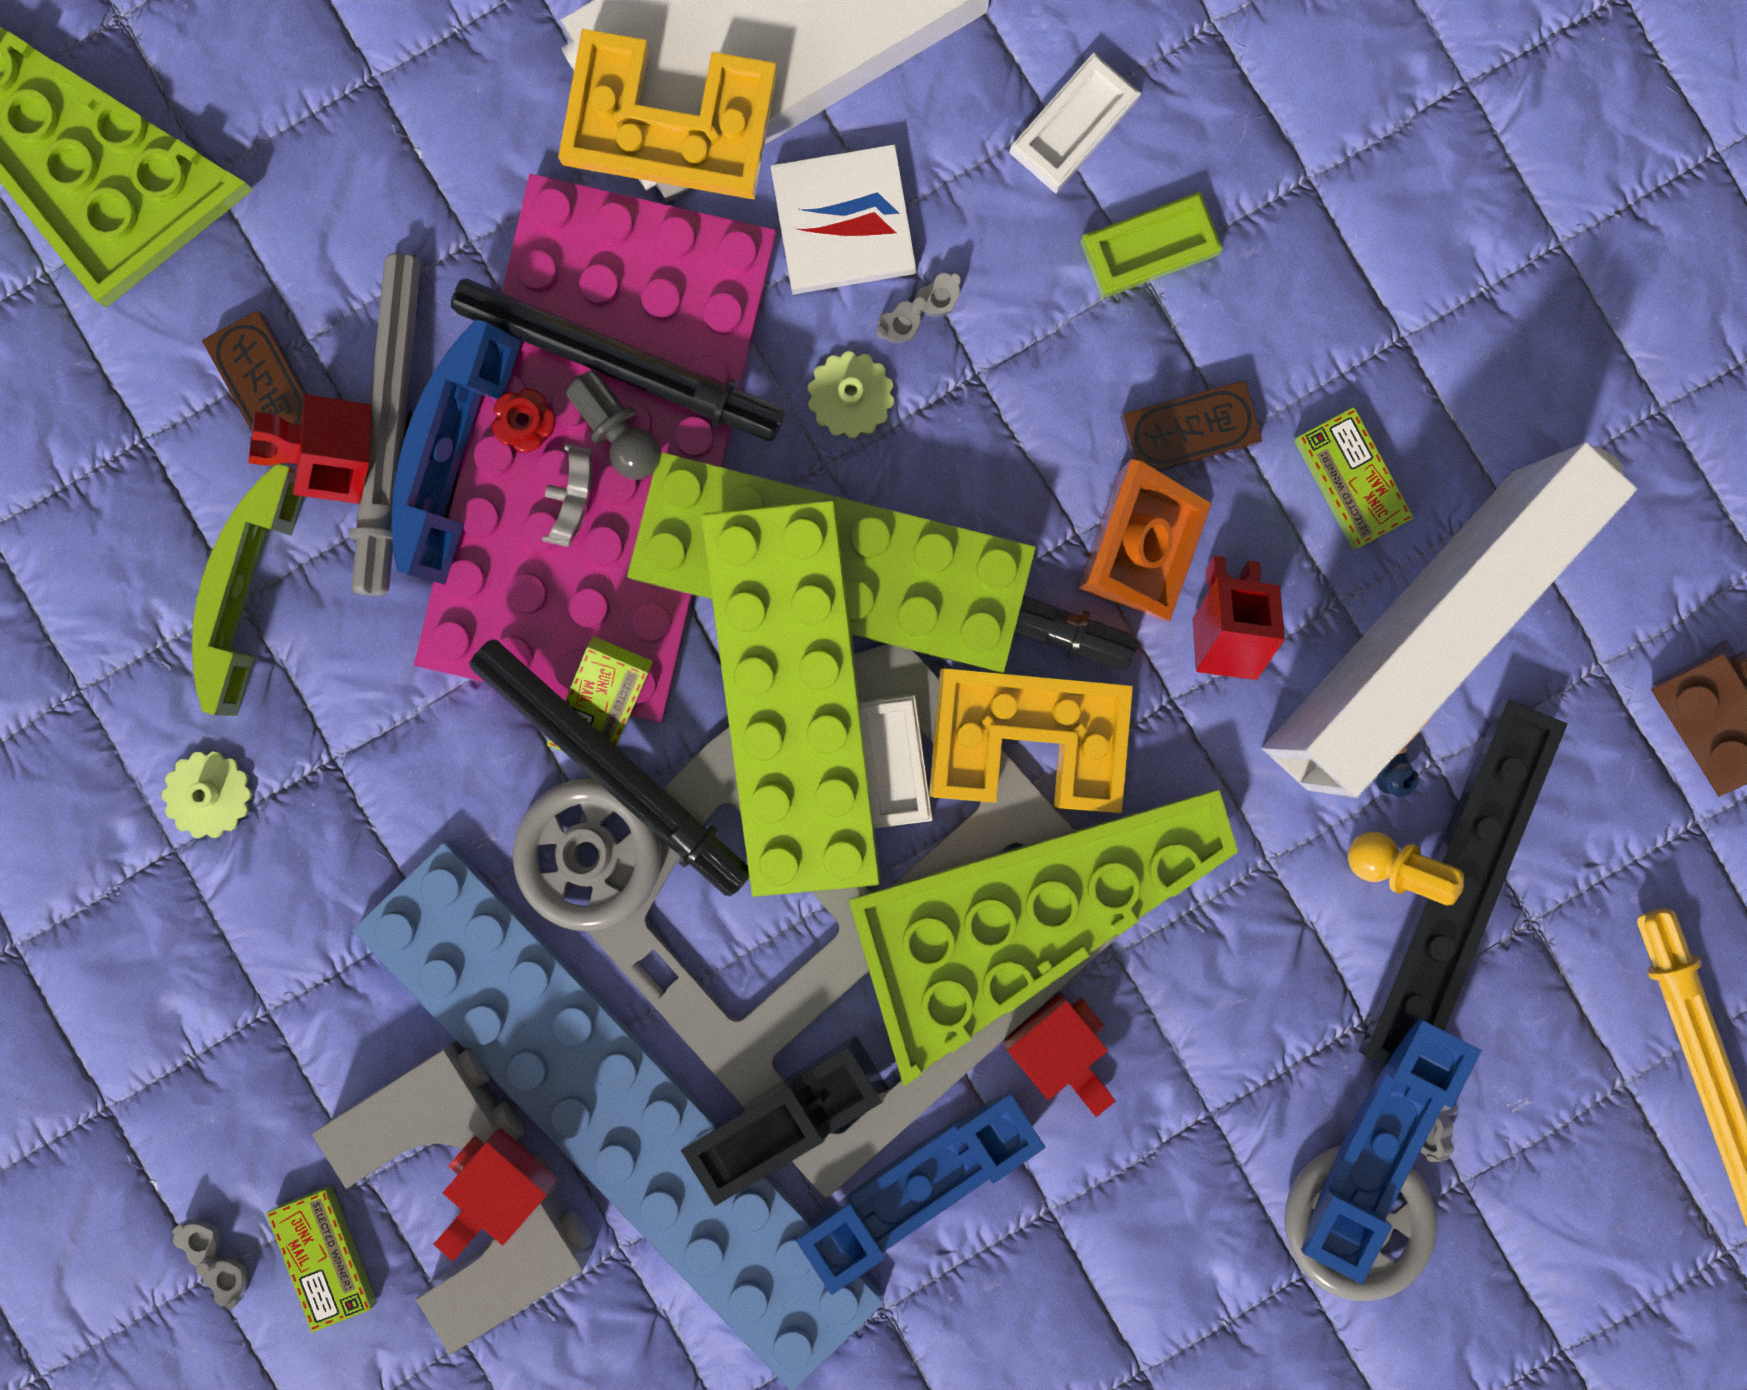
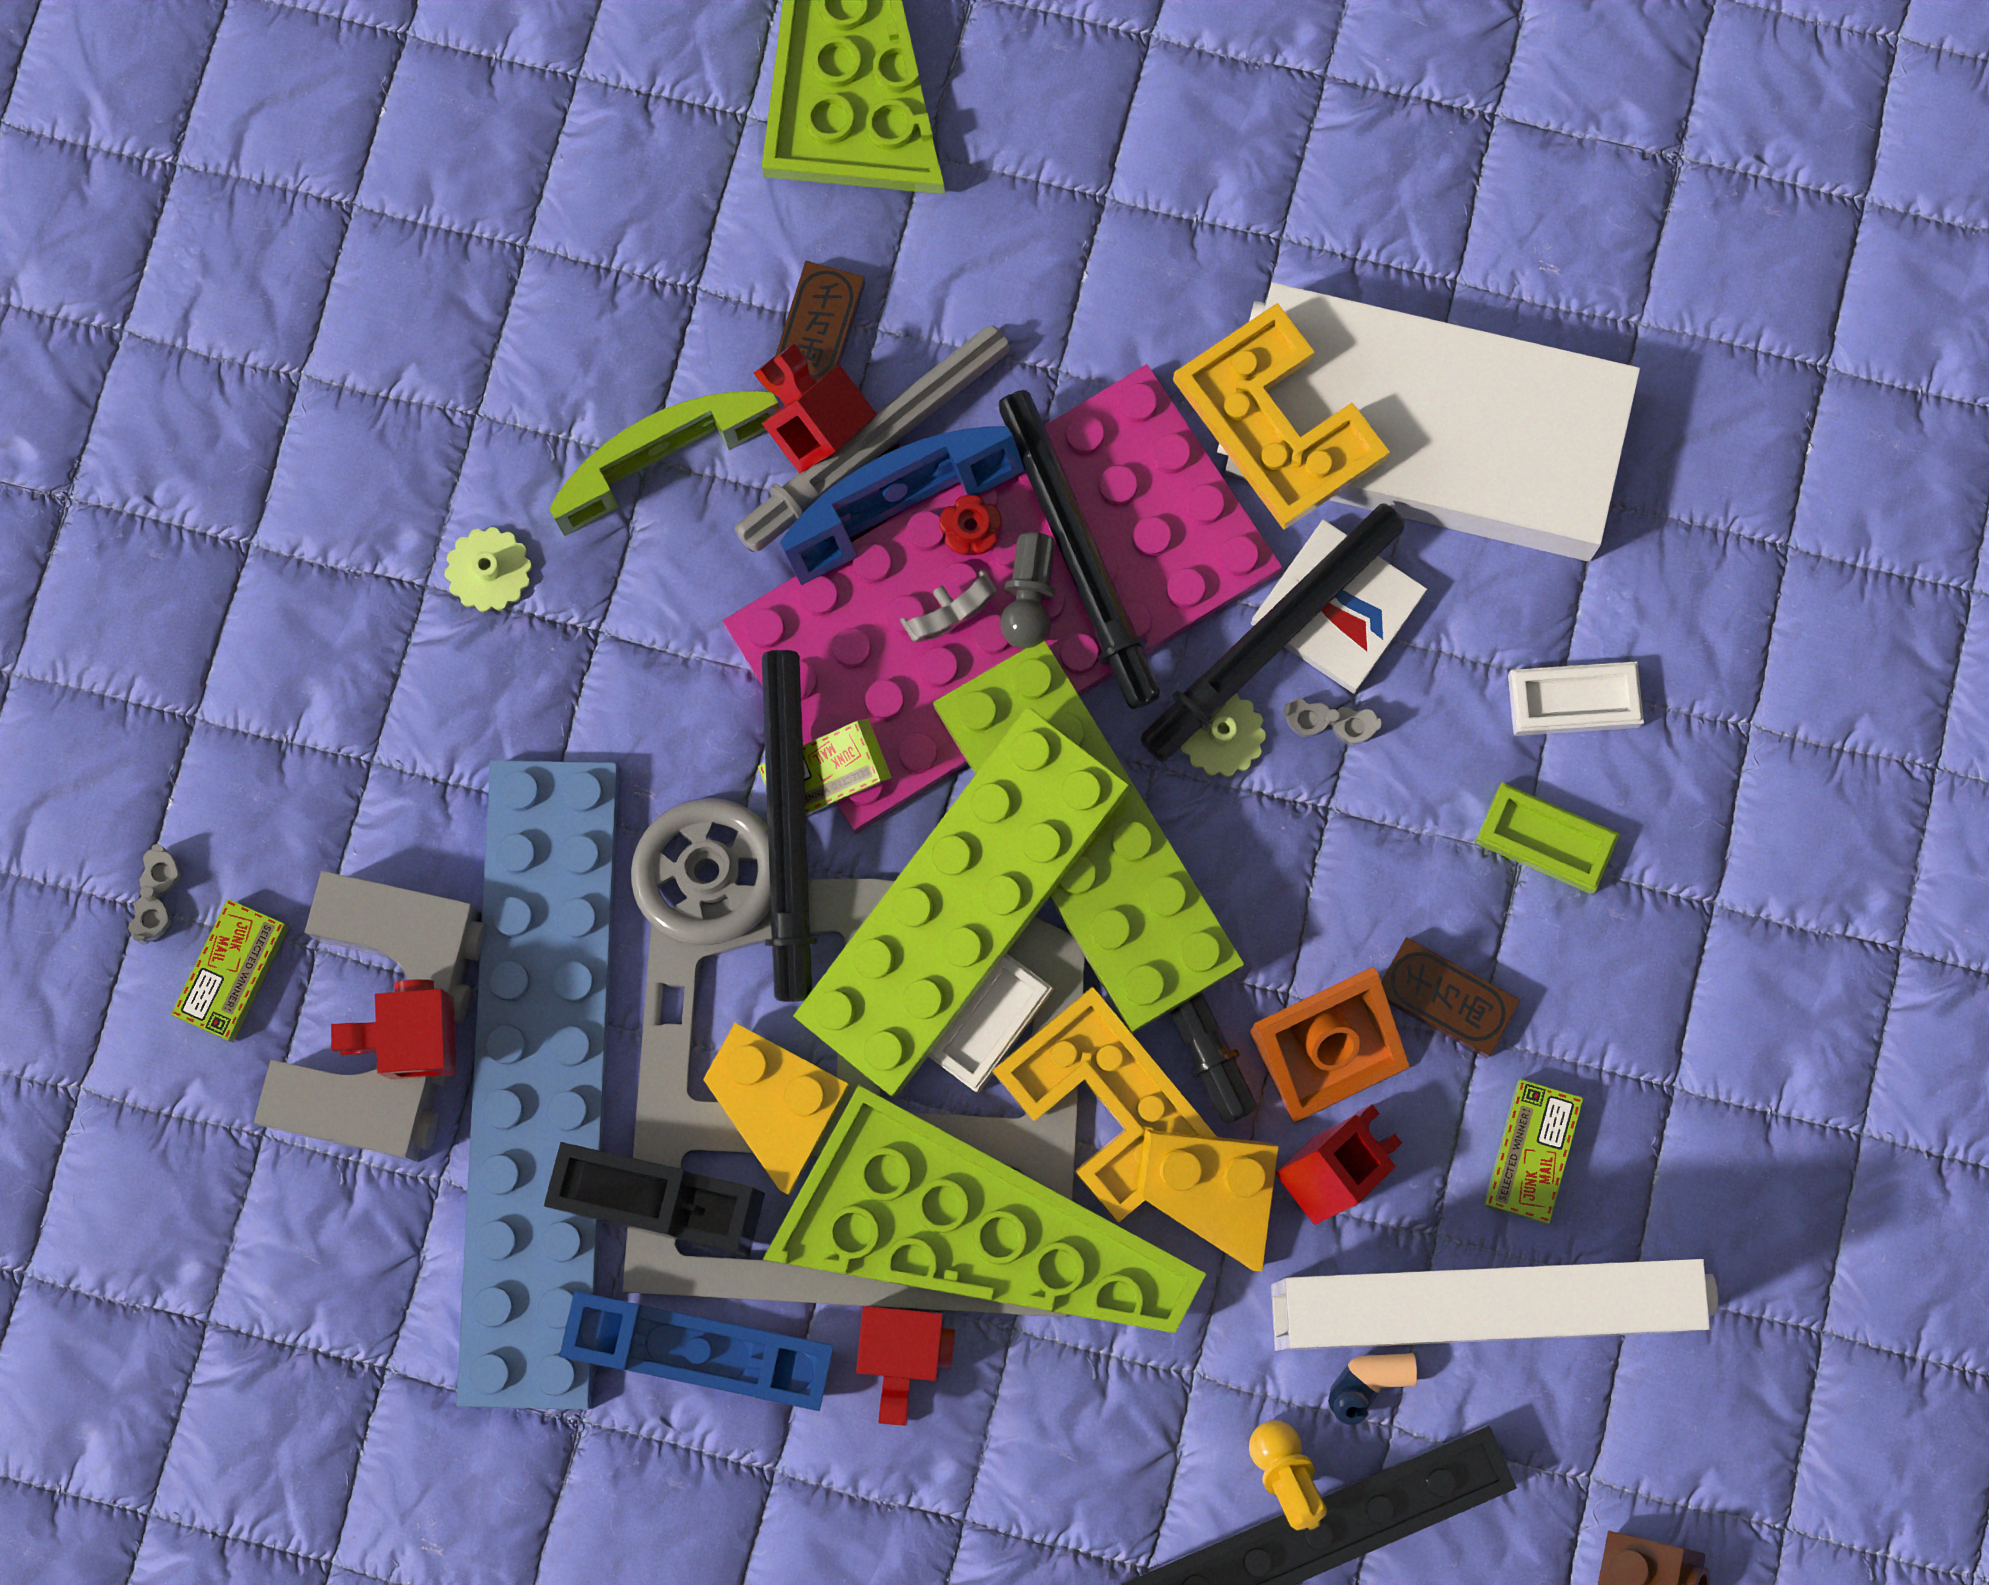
camera: 50 degrees right, 10 degrees down
(798, 968) = (774, 1101): none -> yellow wing
(817, 285) = (1271, 633): none -> black axle
(1163, 724) = (1212, 1188): none -> yellow wing

